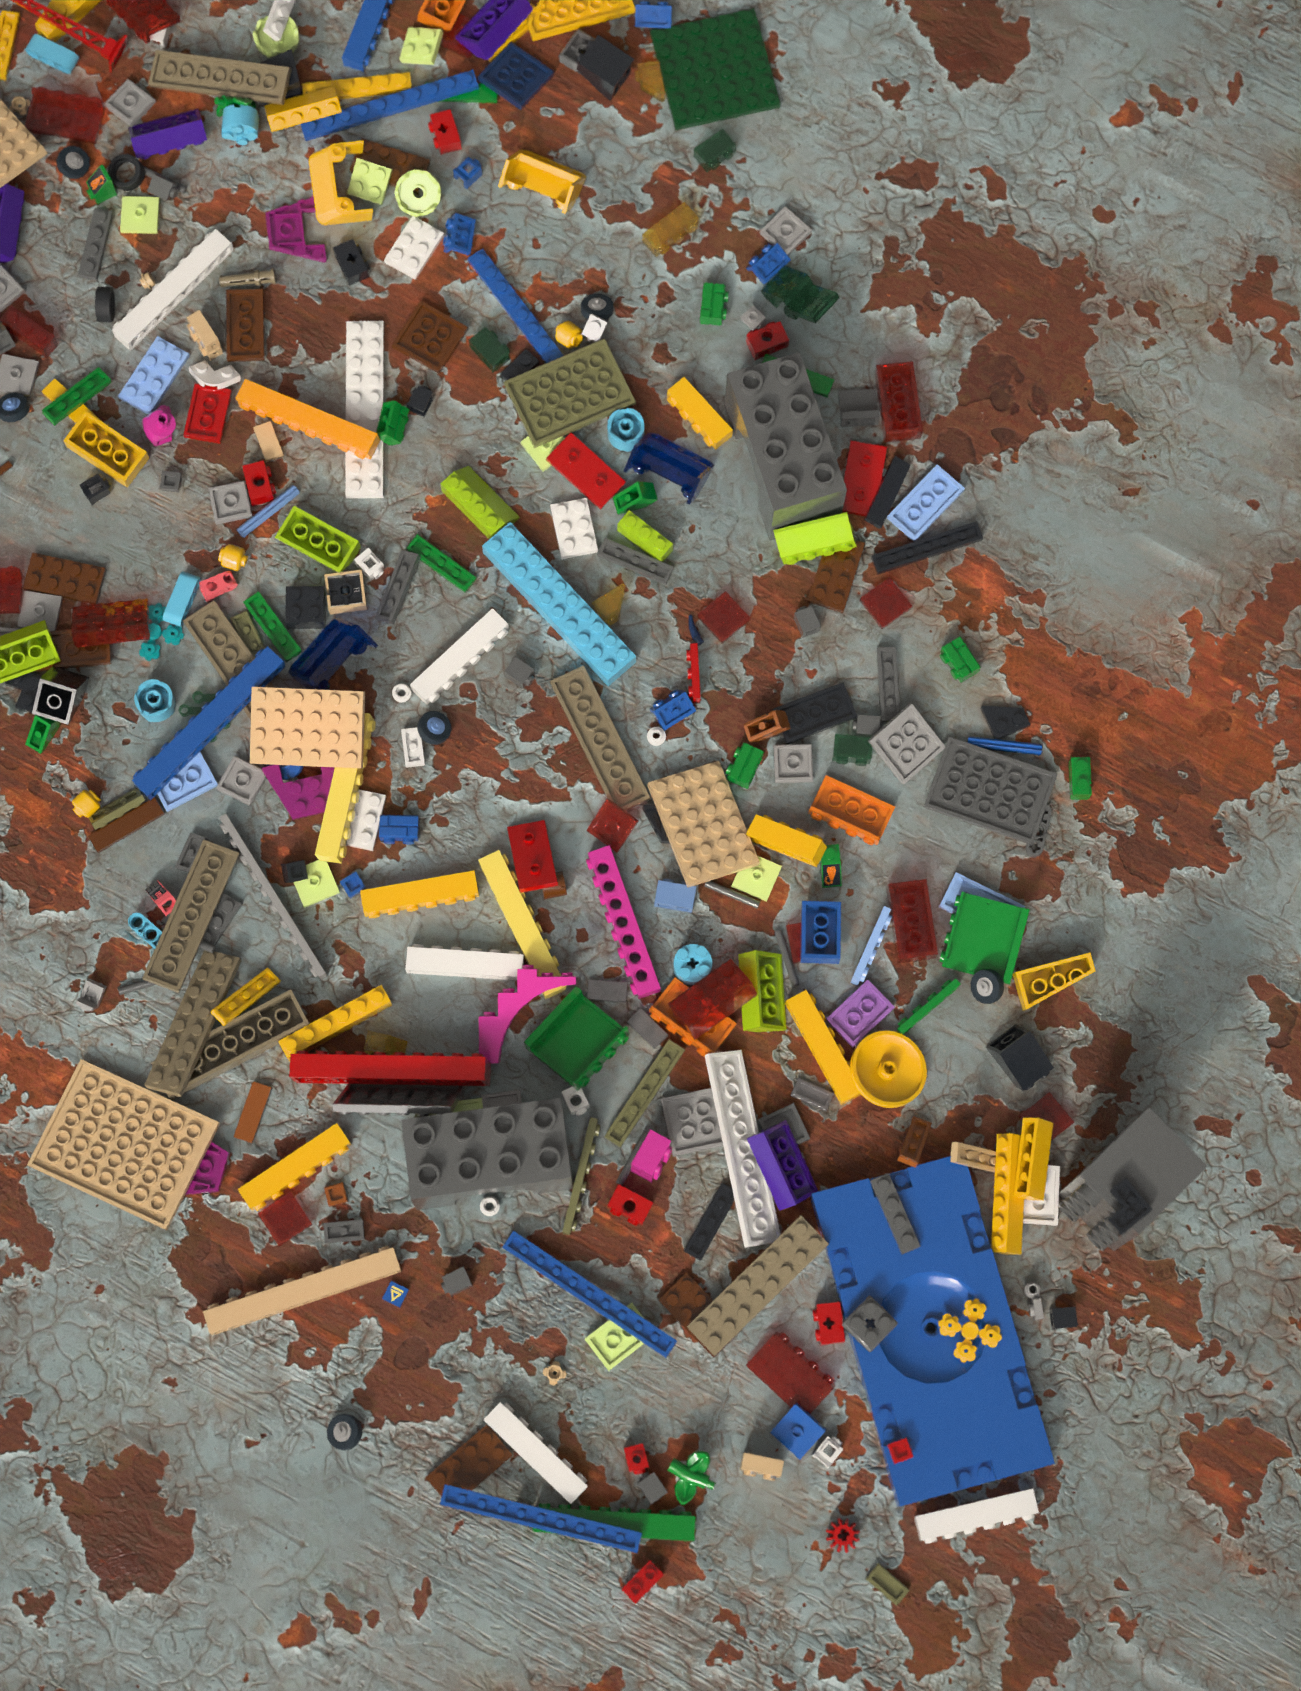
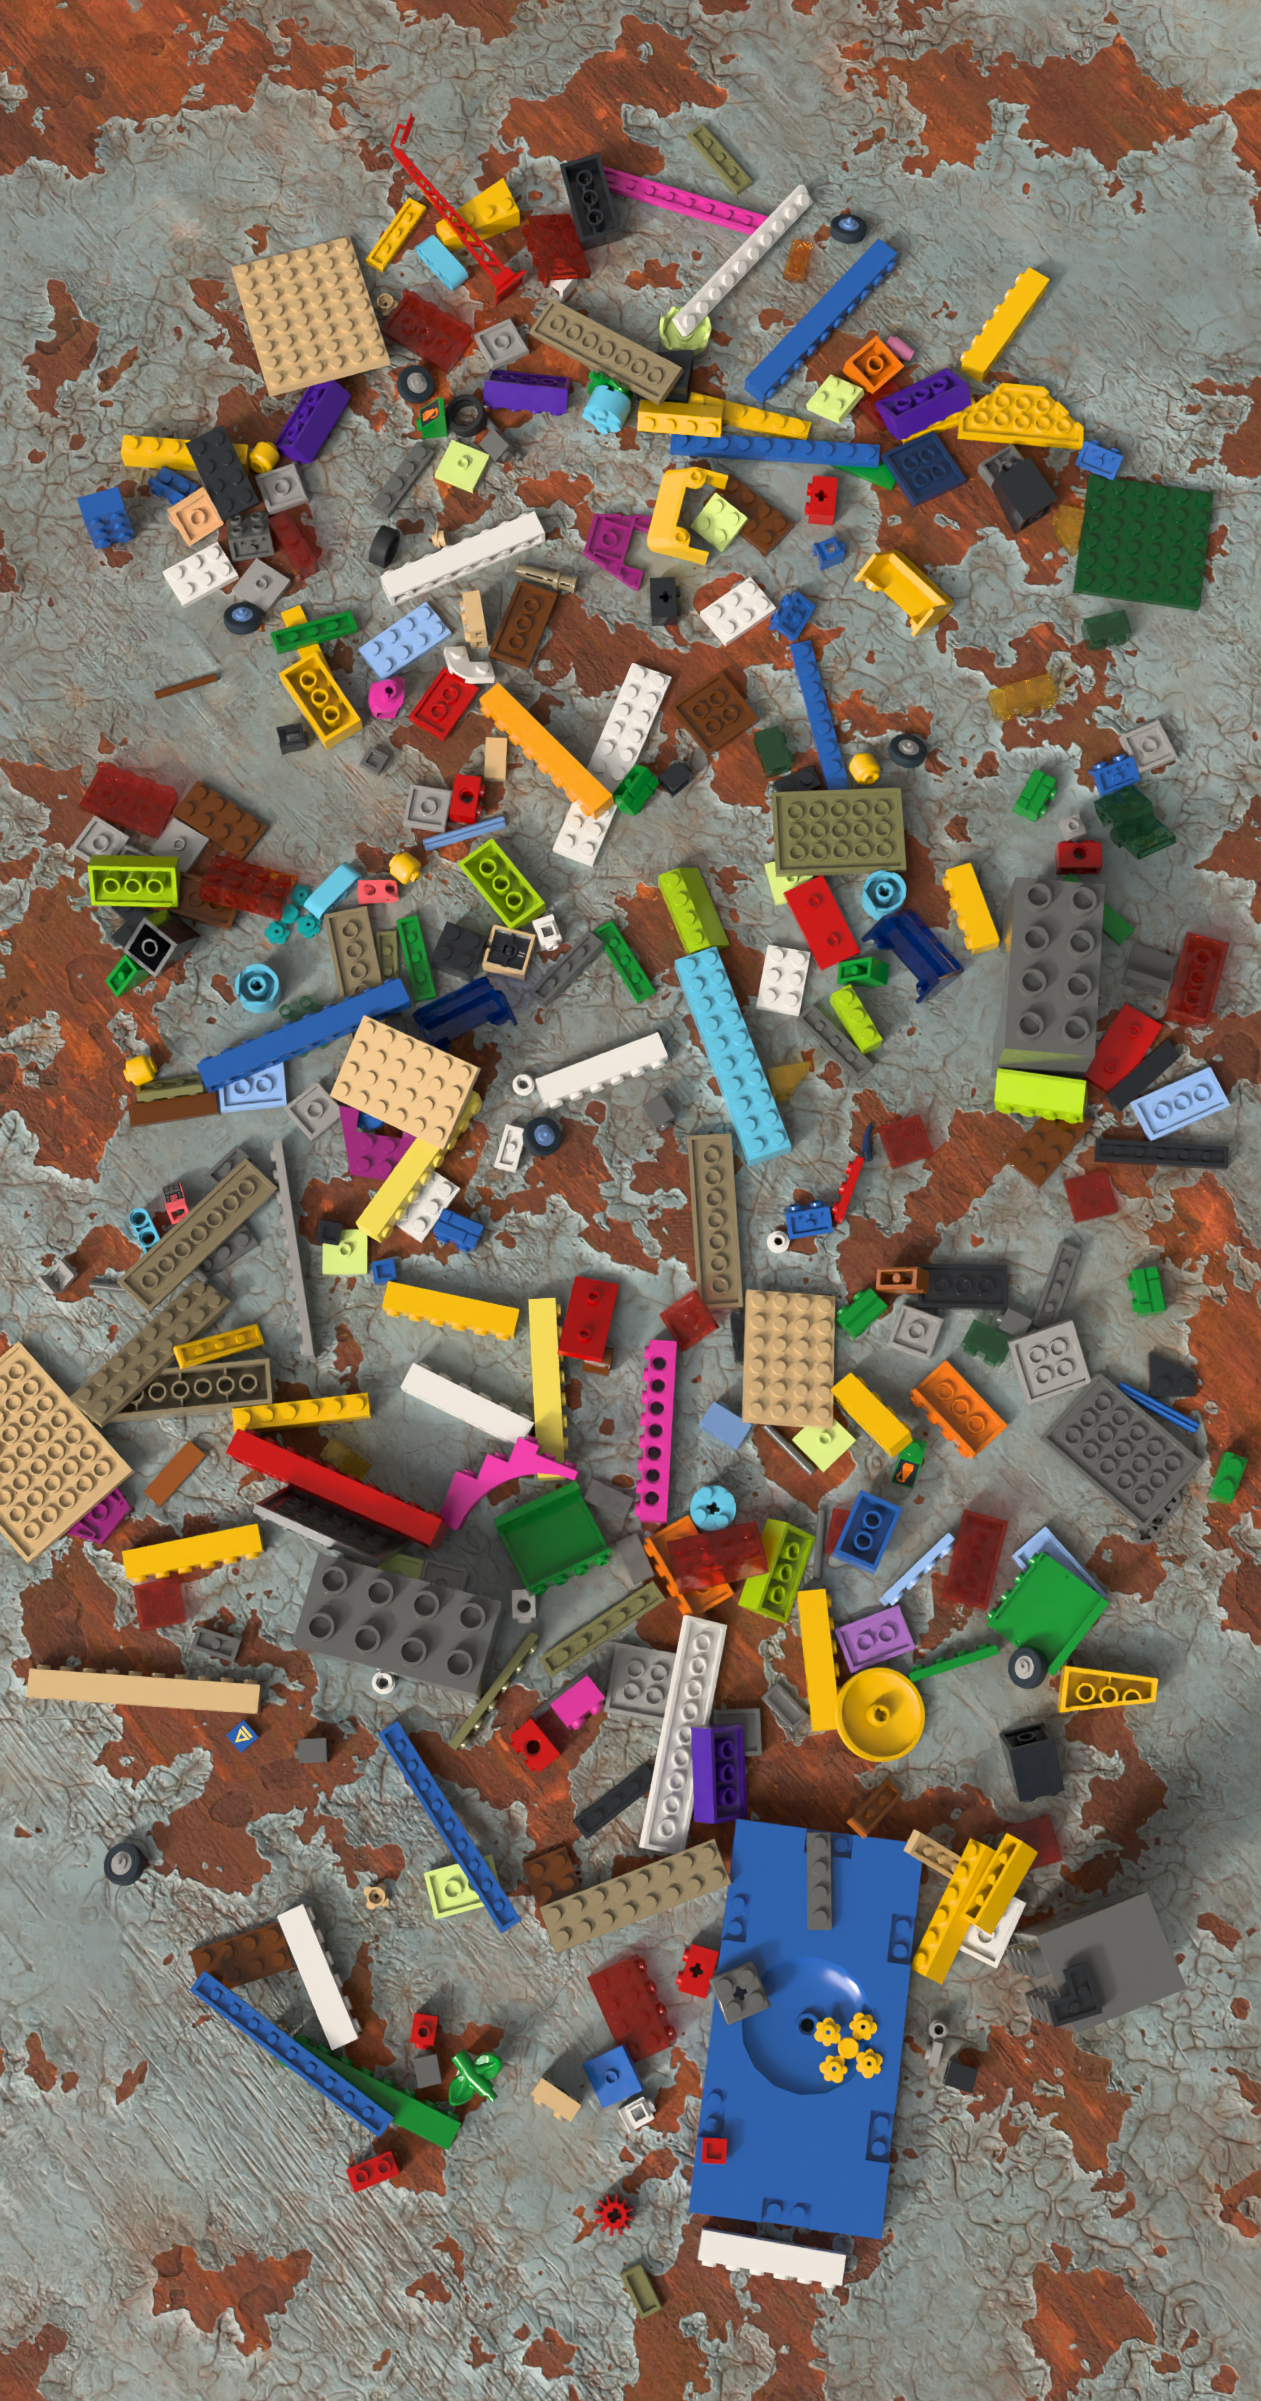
camera: 25 degrees right, 0 degrees up
(336, 1194) = (225, 1600): dark orange tile -> none
(408, 202) = (750, 554): yellowish green plate -> none
(594, 328) = (894, 772): bracket -> none
(806, 621) = (994, 1182): dark grey brick -> none

